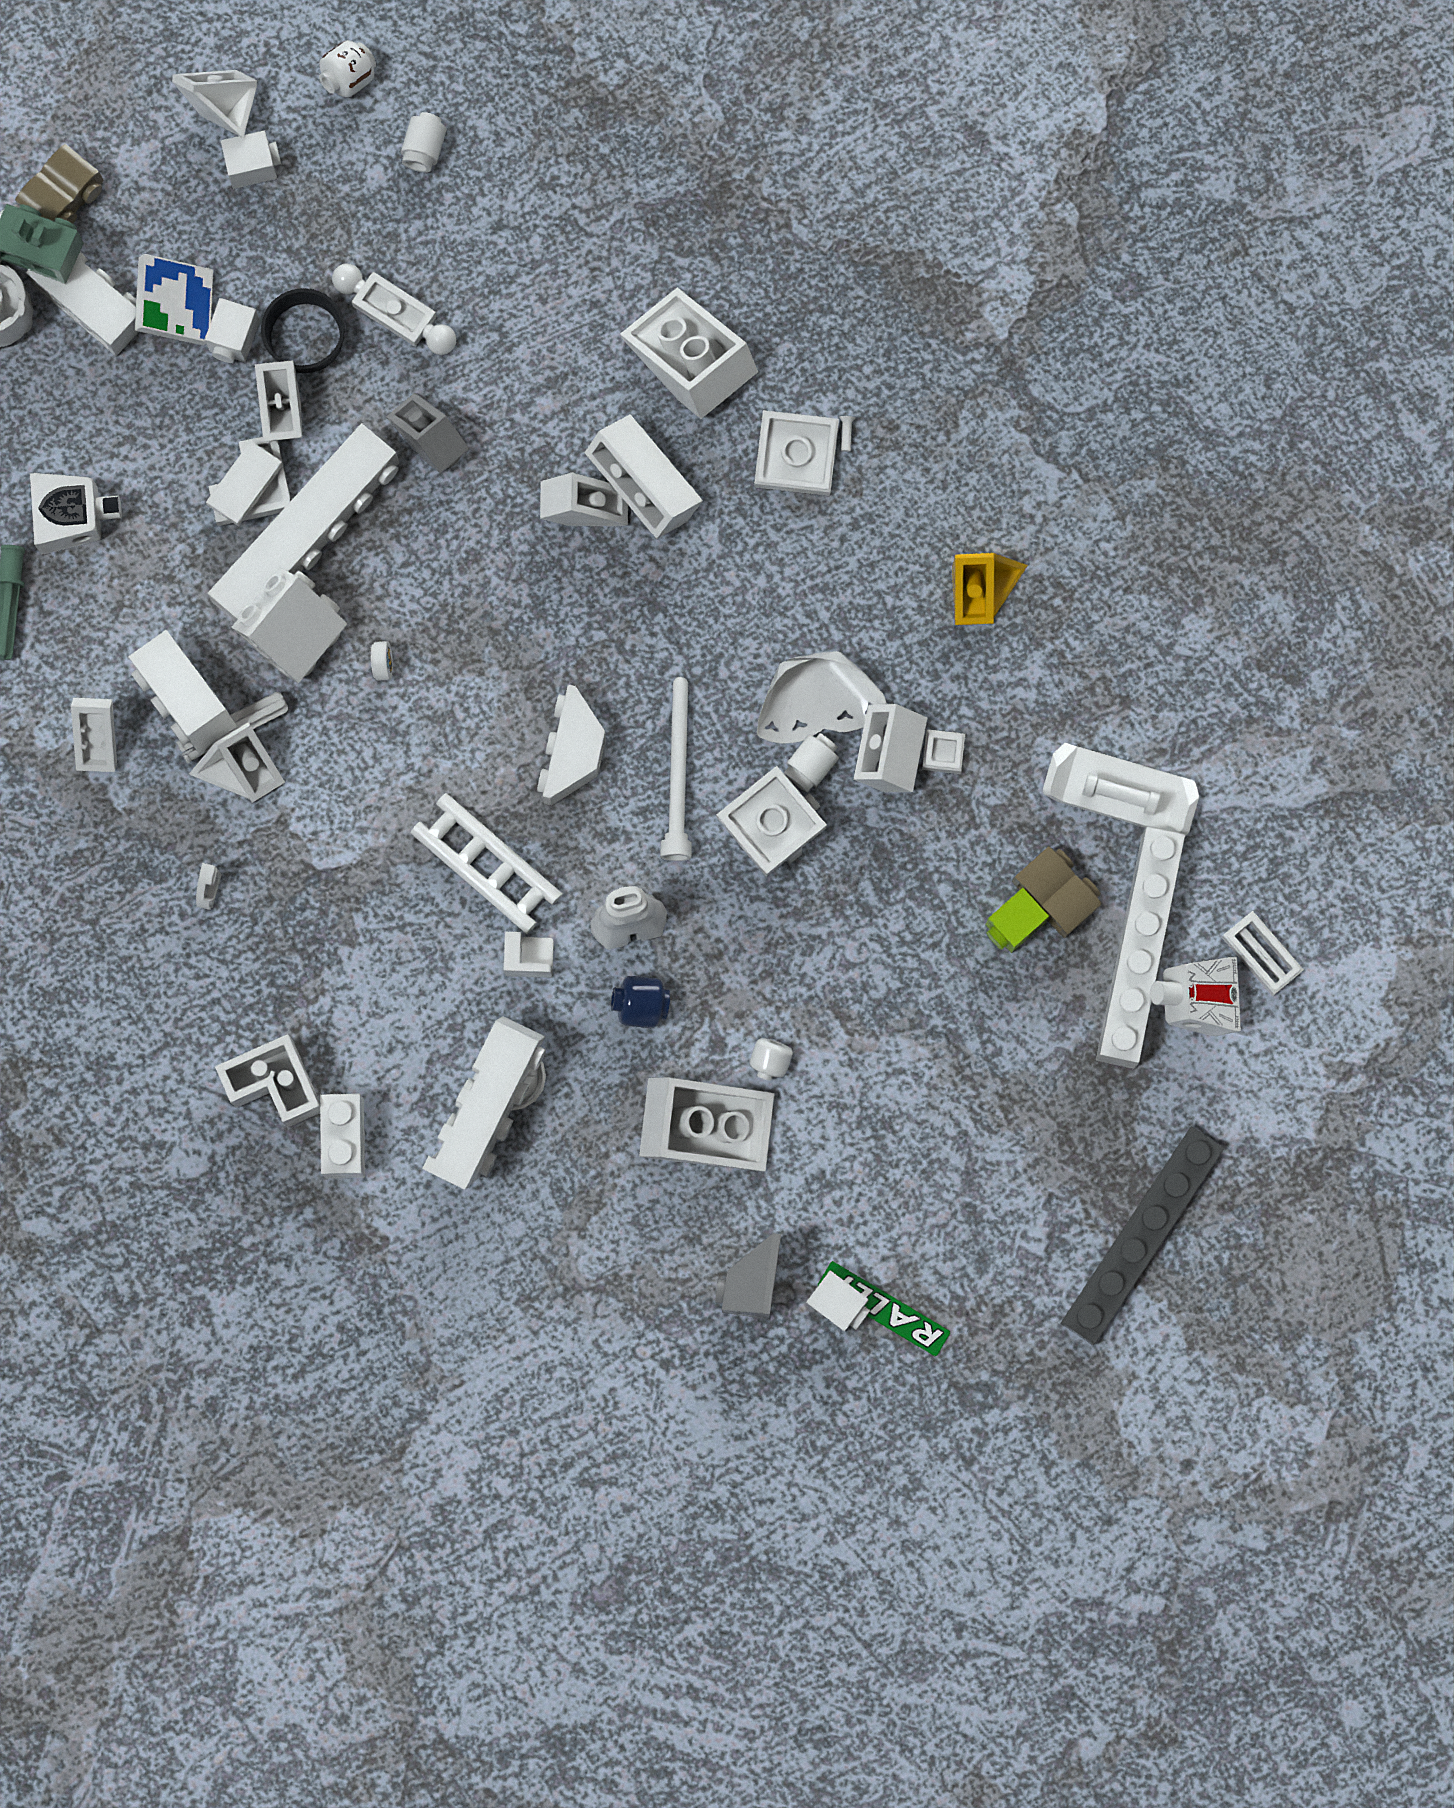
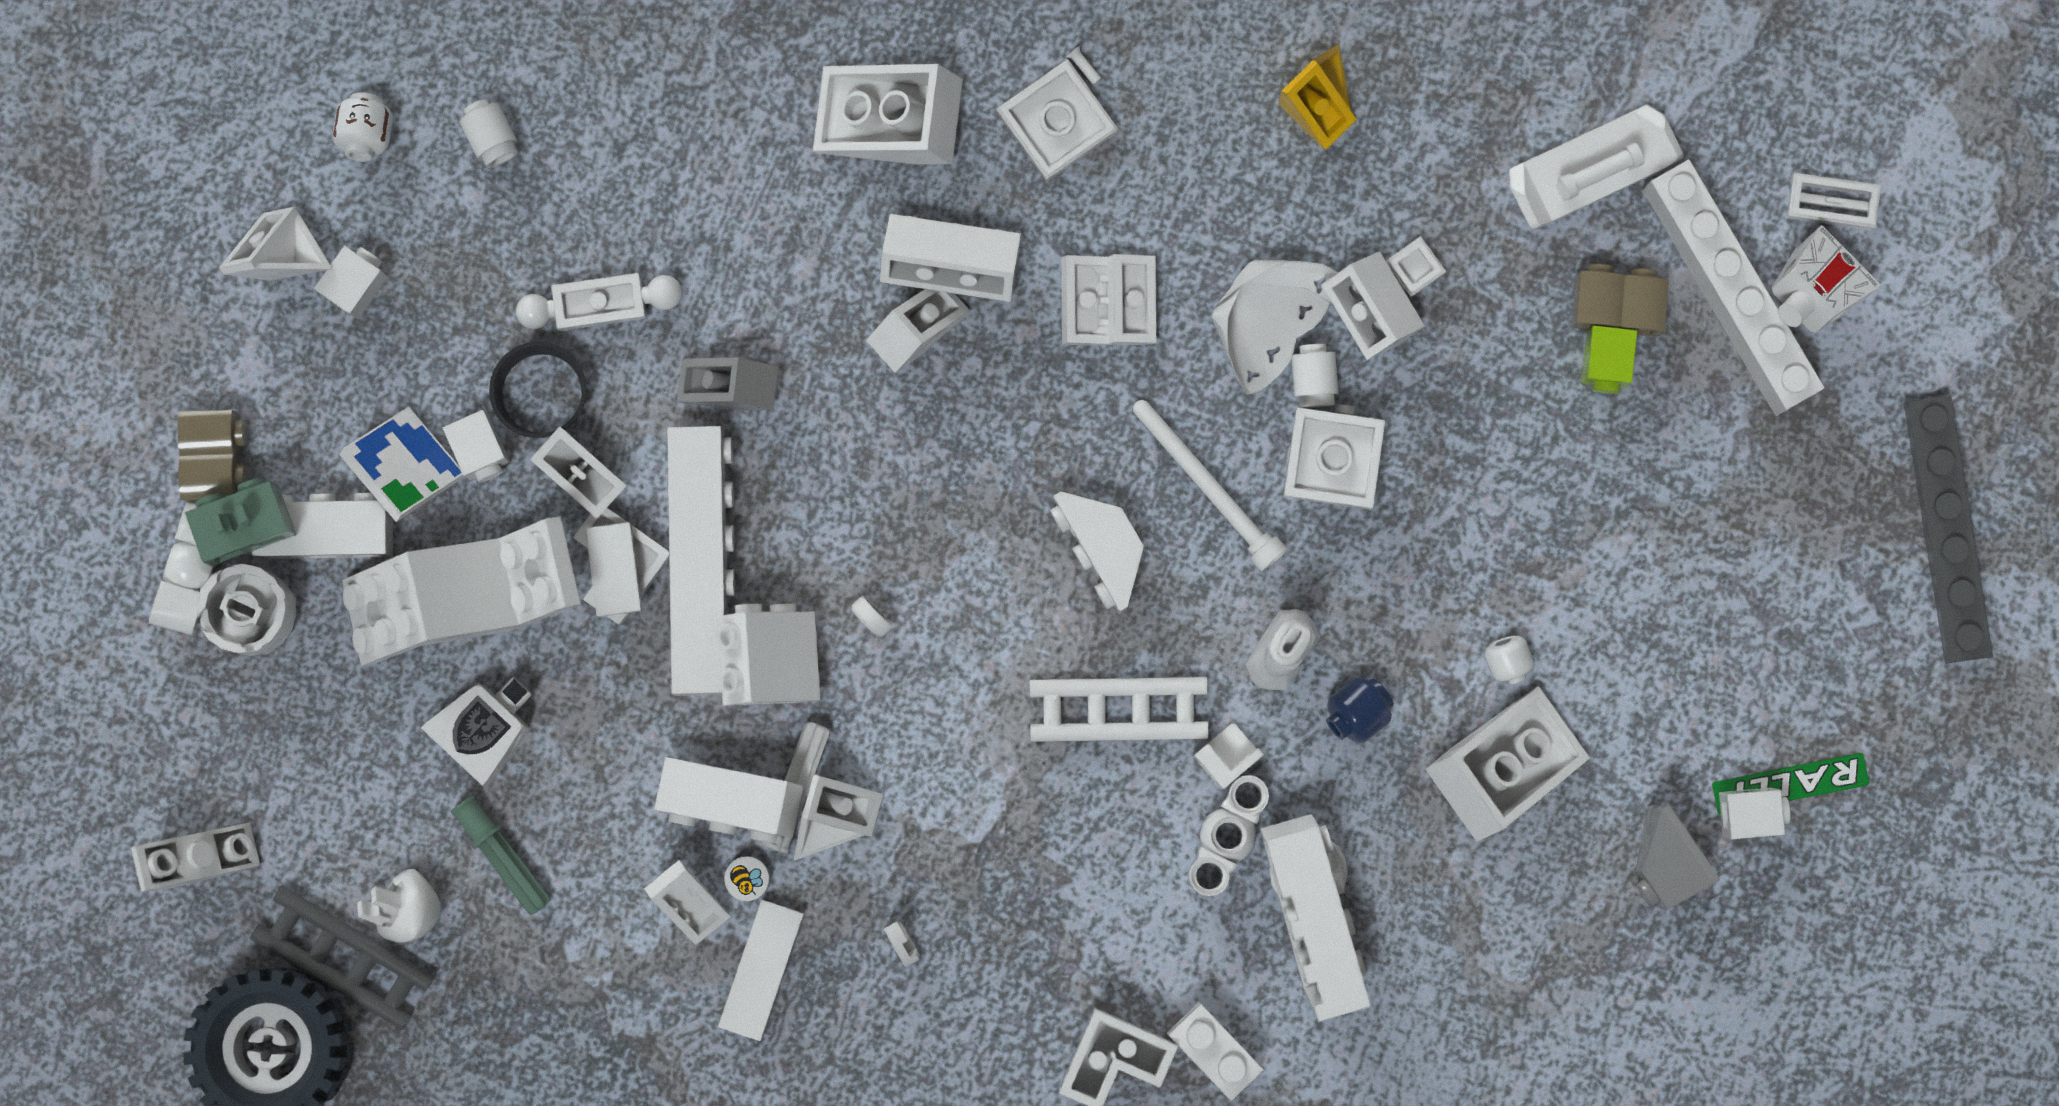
camera: 40 degrees left, 5 degrees up
(102, 823) = (761, 970): none -> white tile
(133, 408) = (460, 591): none -> white bracket
(148, 757) = (747, 878): none -> tile
(461, 1006) = (1244, 820): none -> white piece
(723, 596) = (1108, 300): none -> white slope

